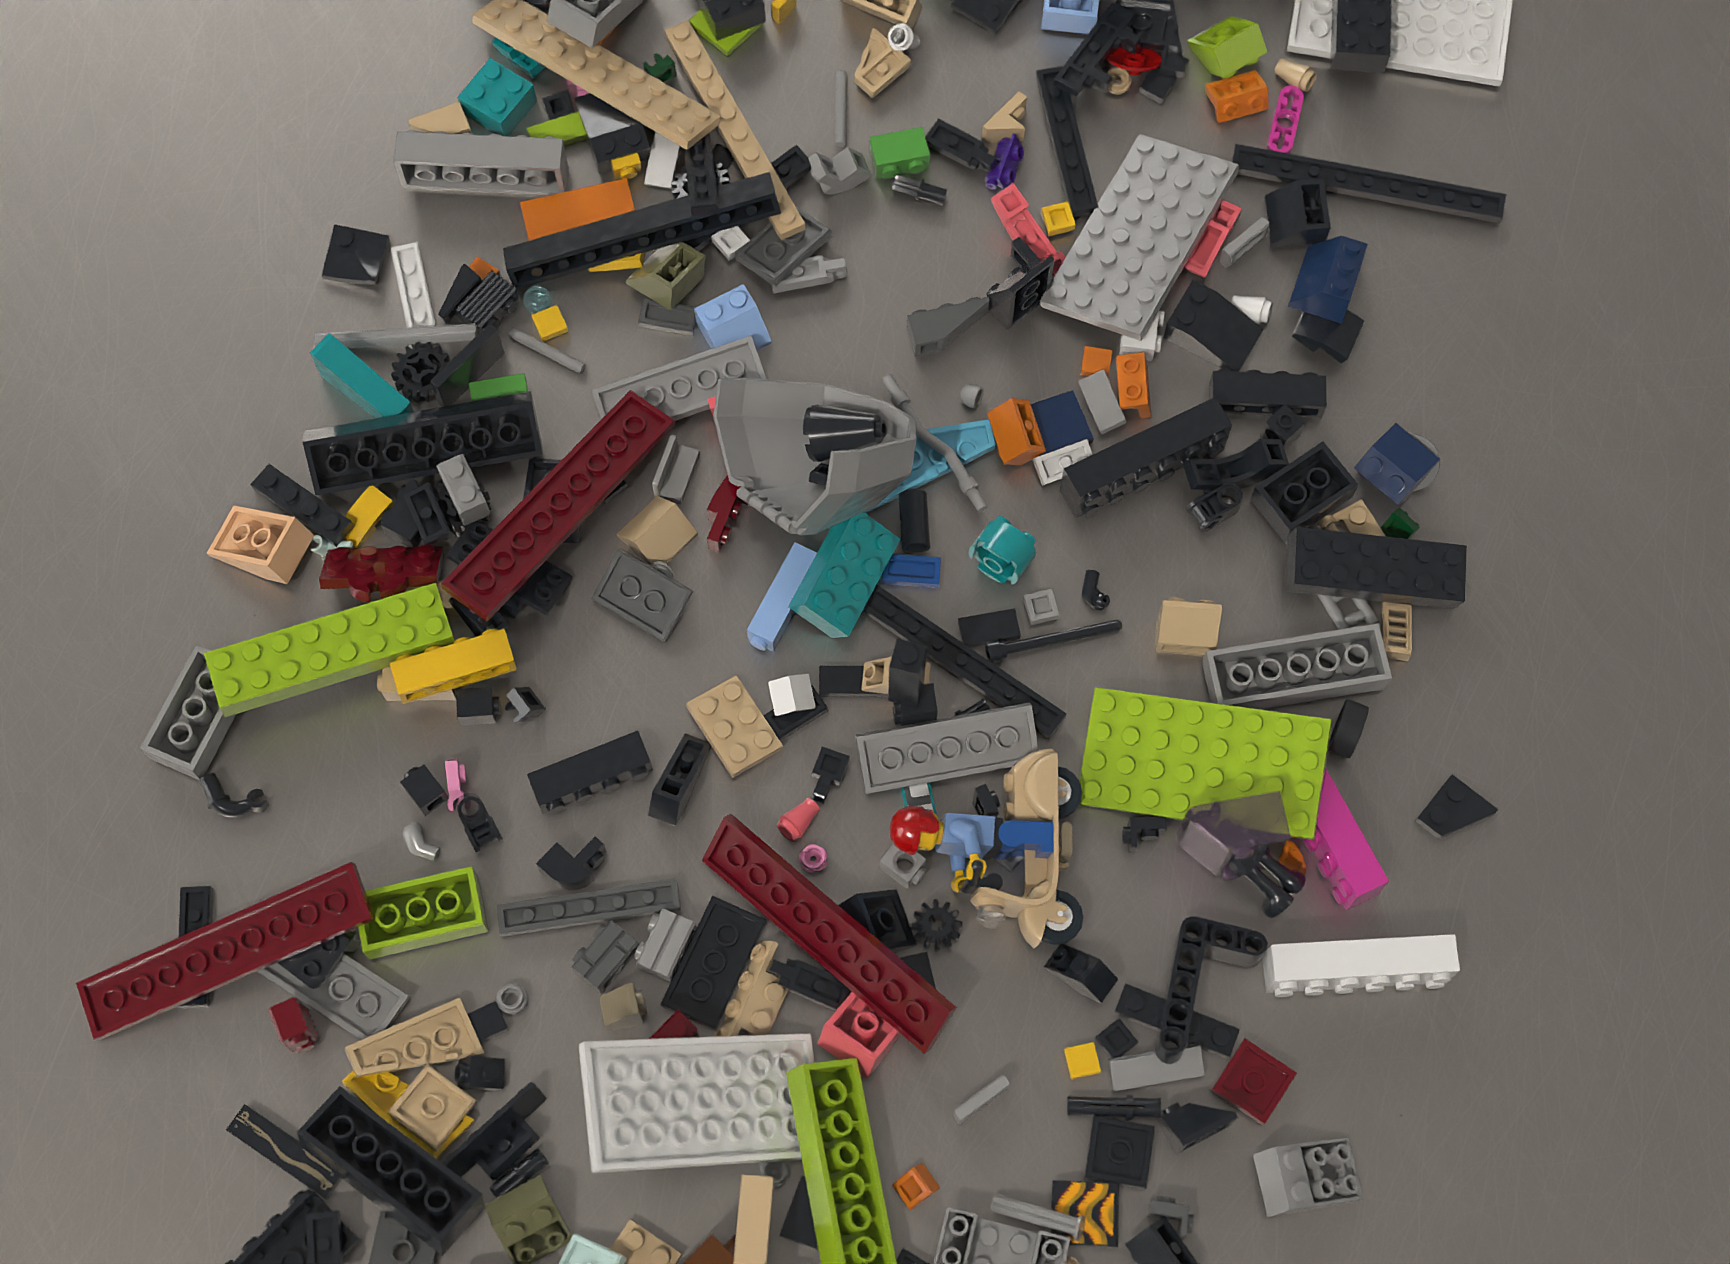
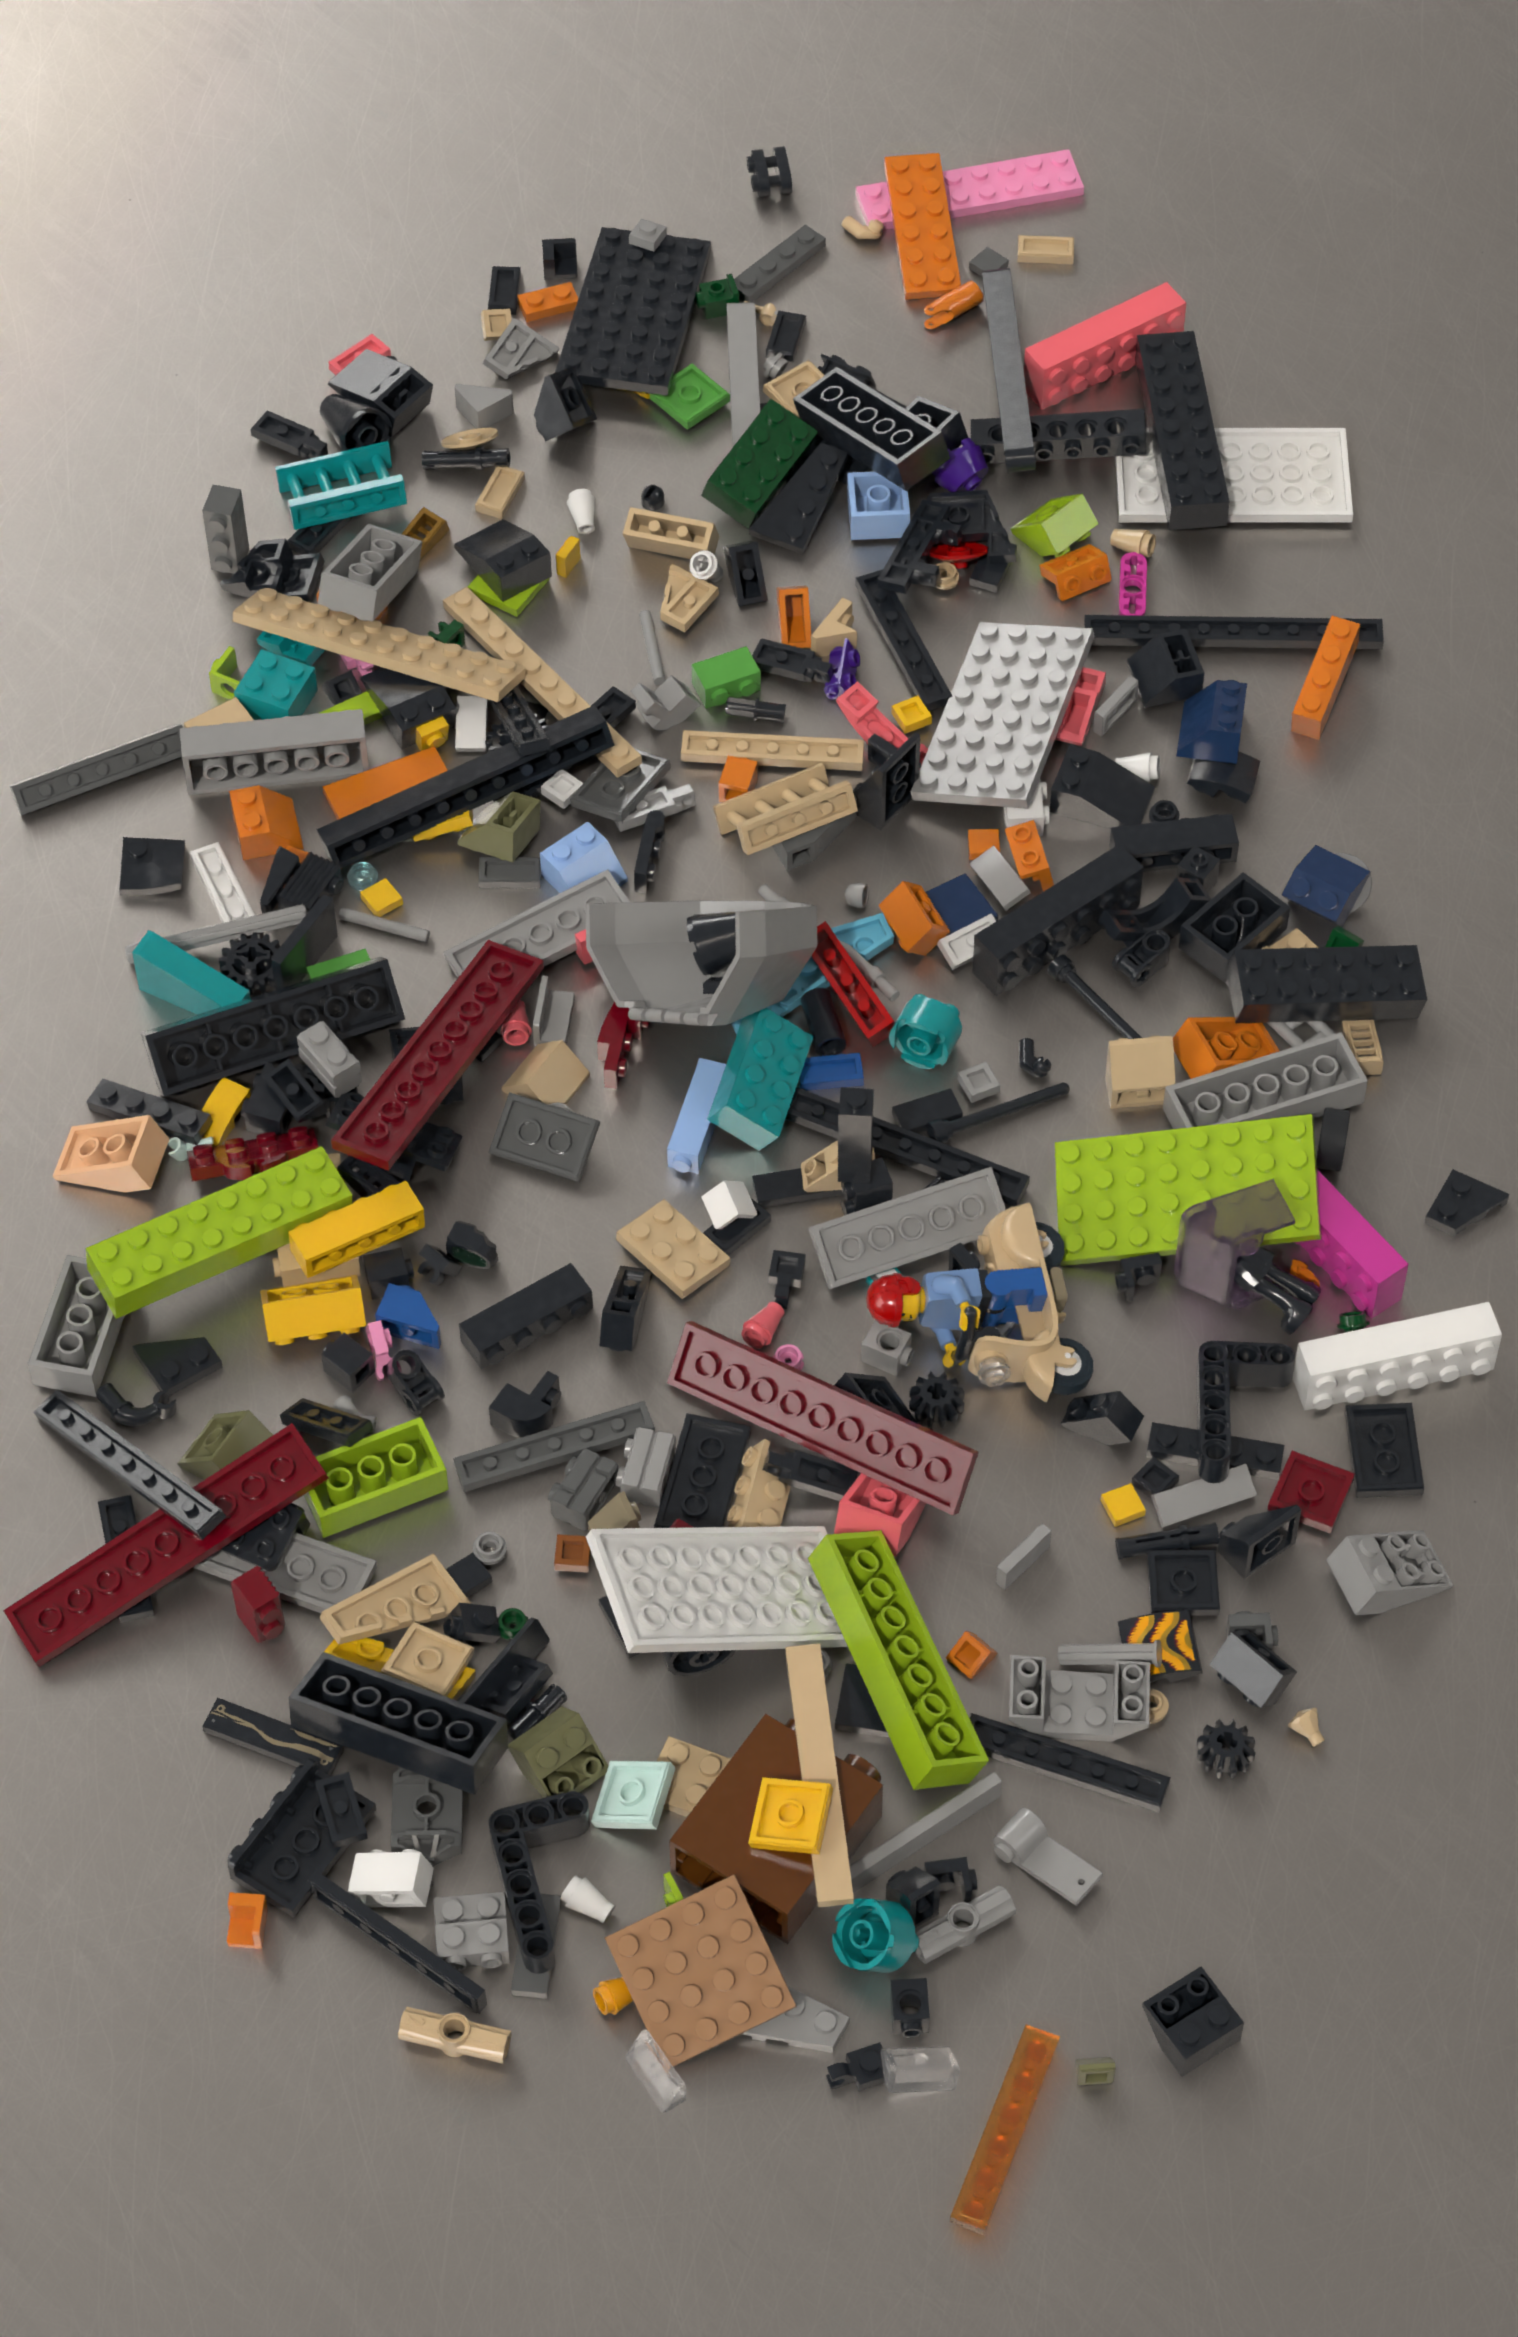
camera: 10 degrees left, 15 degrees down
(209, 866) = (130, 1464): none -> tile
(278, 759) = (177, 1362): none -> black wing
(301, 855) = (222, 1442): none -> olive slope
(324, 152) = (97, 770): none -> dark grey plate
(391, 851) = (326, 1422): none -> black tile
(404, 730) = (313, 1309): none -> yellow slope
(454, 70) = (221, 672): none -> lime bracket
(461, 229) = (264, 821): none -> orange slope
(485, 751) = (408, 1316): none -> blue slope
(516, 1071) = (509, 1617): none -> dark green plate
(556, 691) = (470, 1246): none -> black rock
(583, 1018) = (572, 1553): none -> dark orange plate
(641, 477) = (516, 1026): none -> coral cone
(795, 316) = (649, 849): none -> black hinge
(888, 260) = (737, 777): none -> orange brick
(926, 234) = (773, 749): none -> tan plate
(926, 315) = (785, 808): none -> tan fence
(939, 47) = (745, 572): none -> black slope
(943, 493) = (851, 986): none -> red brick
(973, 100) = (794, 616): none -> orange slope
(1142, 507) = (1063, 970): none -> black piece
(1265, 354) = (1163, 808): none -> black plate
(1269, 613) = (1219, 1043): none -> orange slope
(1328, 915) = (1352, 1321): none -> dark green plate
(1329, 1049) = (1384, 1450): none -> black tile
(1441, 248) = (1325, 677): none -> orange brick

